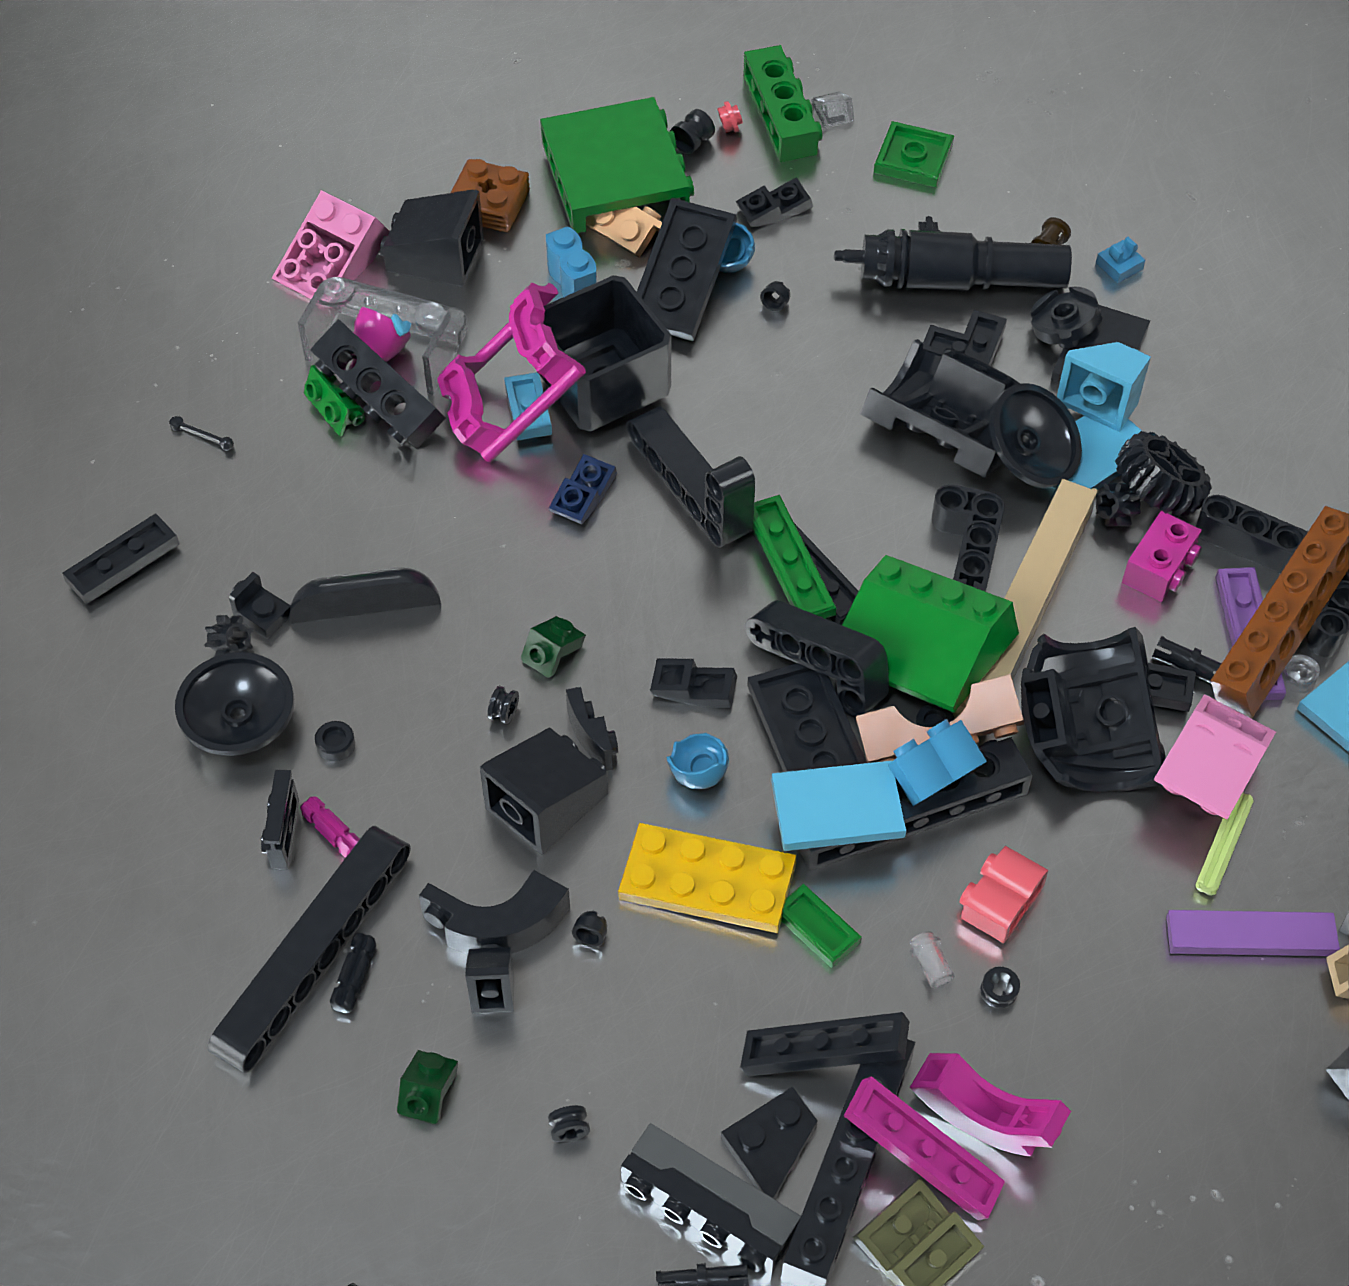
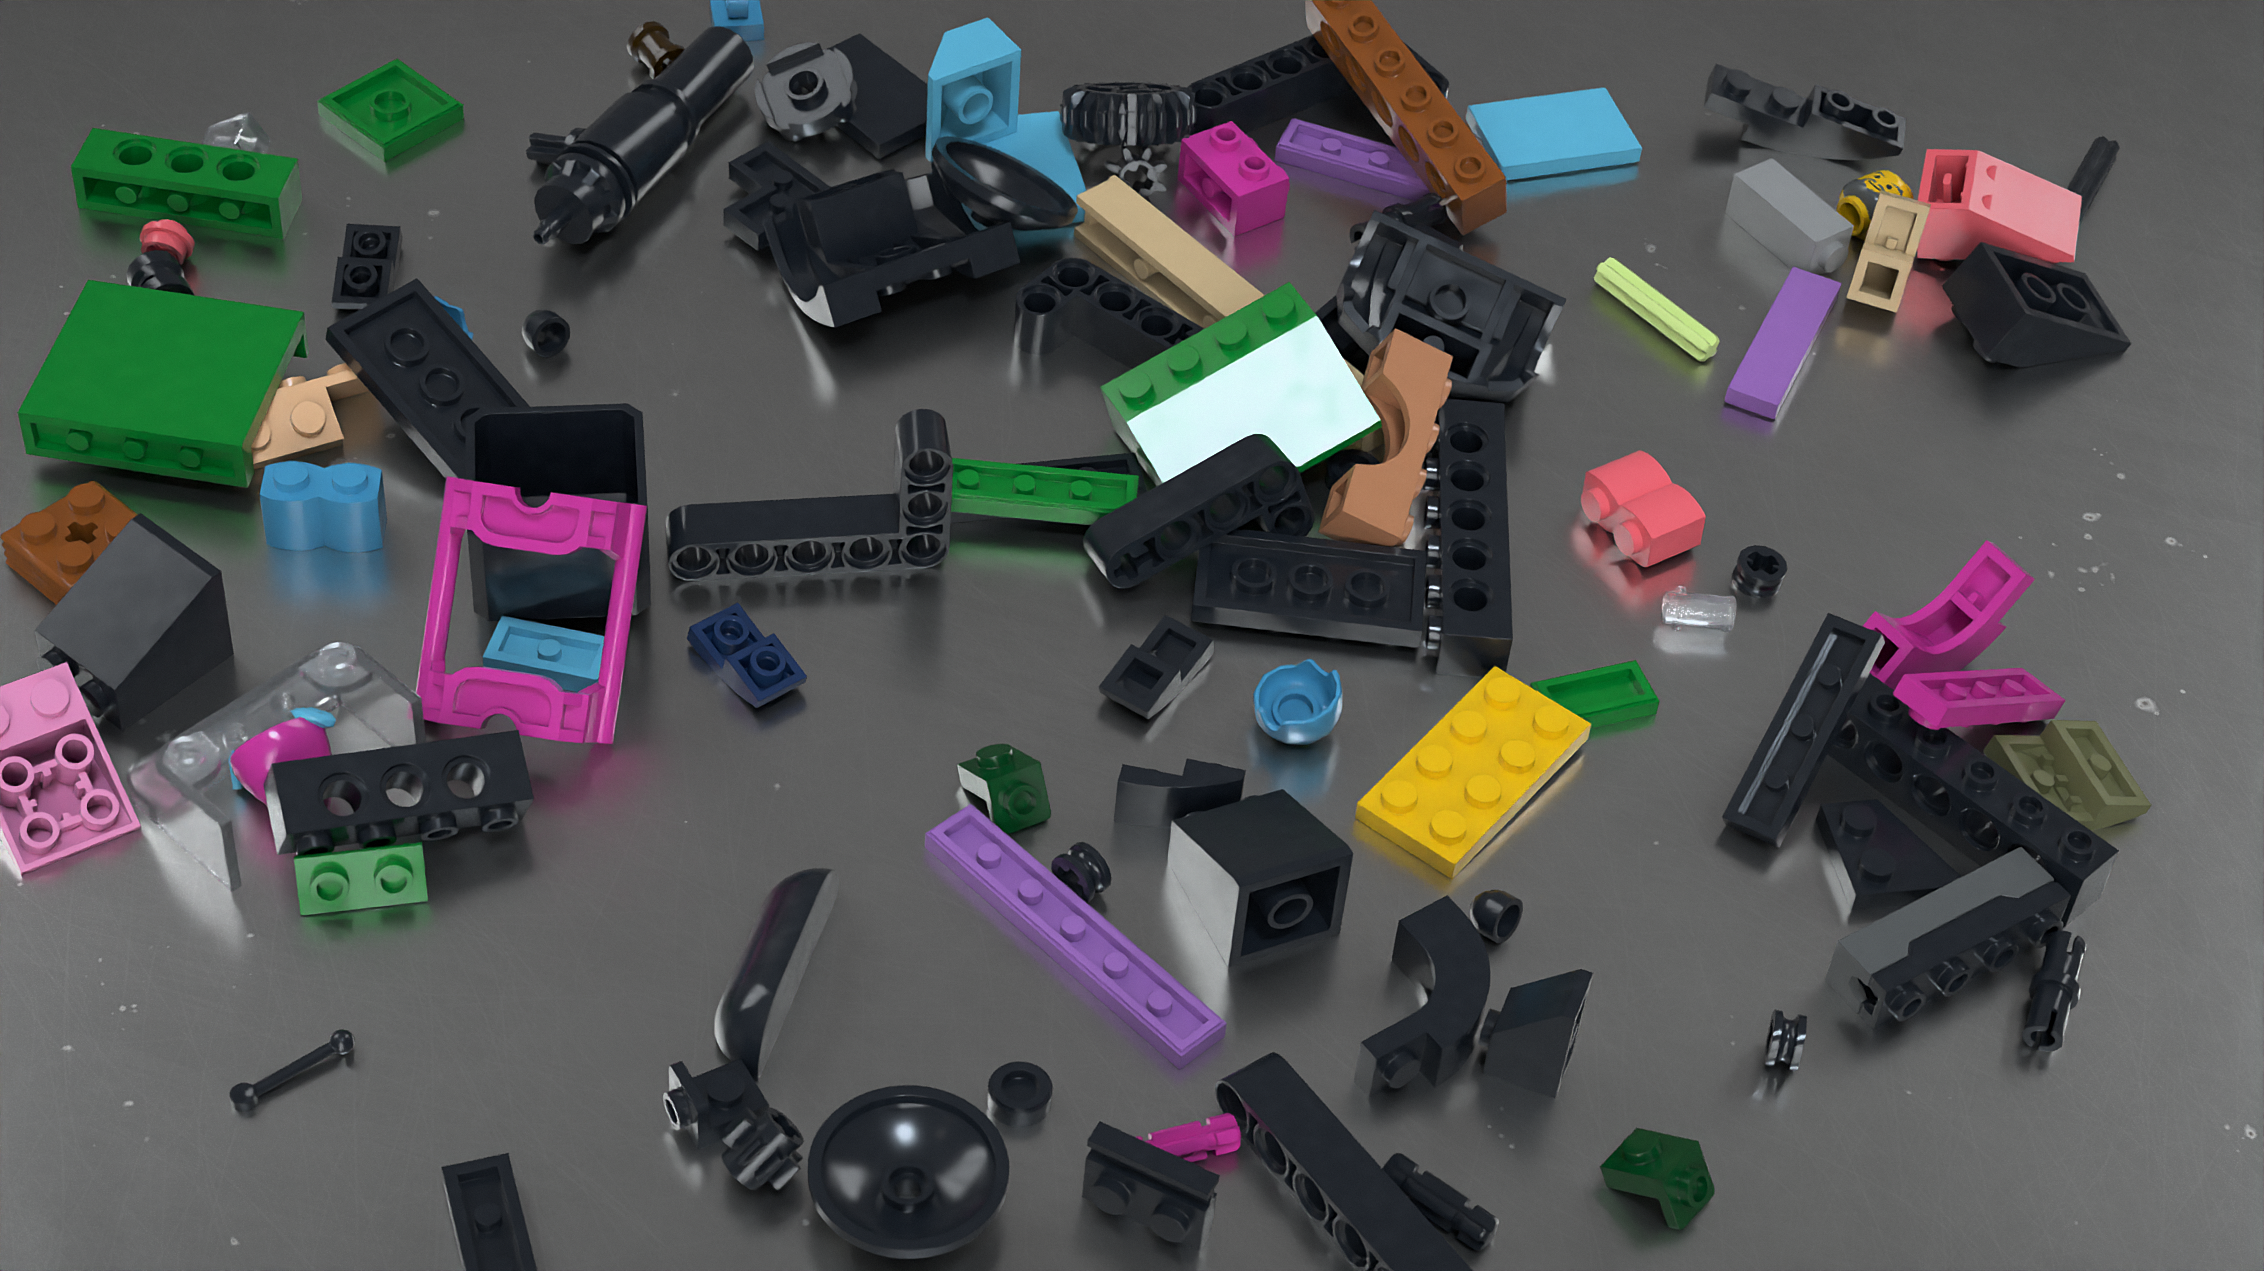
camera: 70 degrees left, 10 degrees down
(461, 725) = (1076, 936): none -> medium lavender tile
(837, 806) = (1464, 583): medium azure tile -> none
(937, 761) = (1466, 458): dark azure brick -> none
(1214, 757) = (1564, 245): bright pink slope -> none

